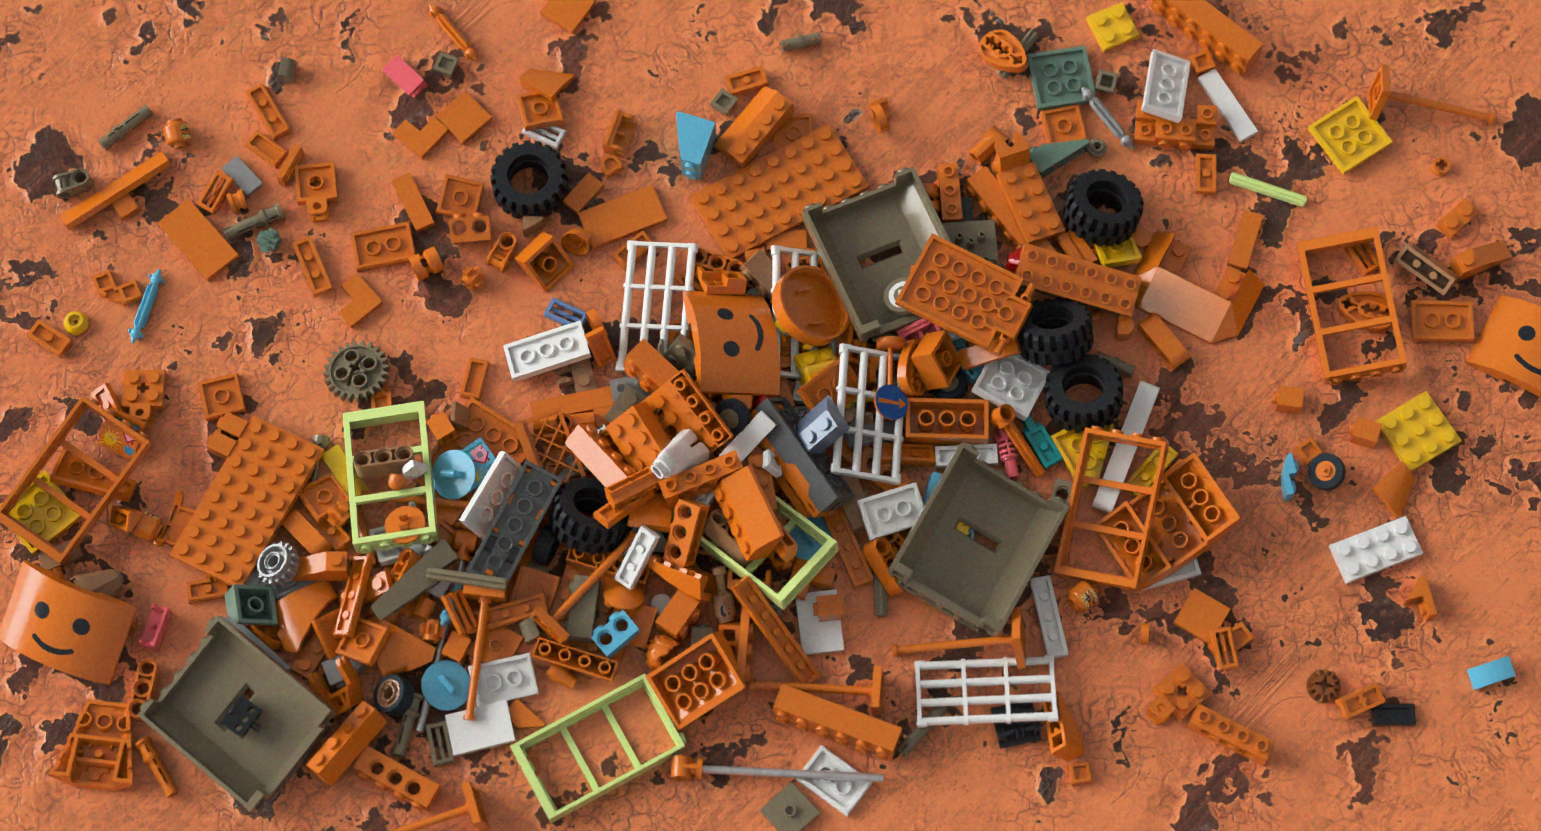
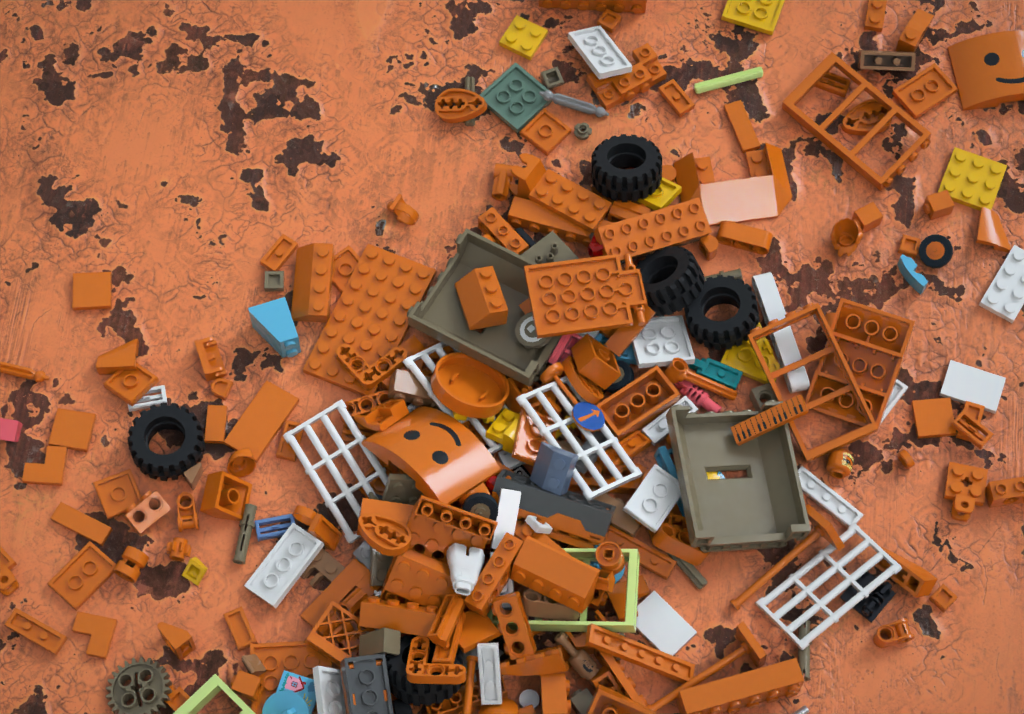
camera: 40 degrees left, 5 degrees down
(414, 352) = (177, 640): none -> orange tile
(446, 65) = (26, 398): dark tan plate -> none
(474, 305) = (194, 571): none -> yellow slope
(543, 296) = (245, 531): none -> dark tan pin
(569, 469) = (380, 642): none -> dark tan panel
(599, 533) = (425, 669): none -> orange beam
(640, 372) = (380, 542): none -> orange piece
(739, 234) = (368, 370): none -> orange beam
(800, 42) = (298, 198): dark tan pin -> none
(805, 531) = (610, 557): none -> orange wheel
(829, 607) = (662, 607): orange brick -> none
(881, 238) = (482, 299): none -> orange slope
(1011, 772) = (897, 633): none -> orange piece
(1045, 514) = (769, 420): none -> orange tile
(1055, 155) = (557, 155): sand green slope -> none
(1146, 472) = (810, 337): yellow tile -> none
(1227, 105) = (658, 41): white tile -> none
(1253, 403) = (846, 236): none -> orange hair
(1260, 613) = (973, 385): none -> white tile

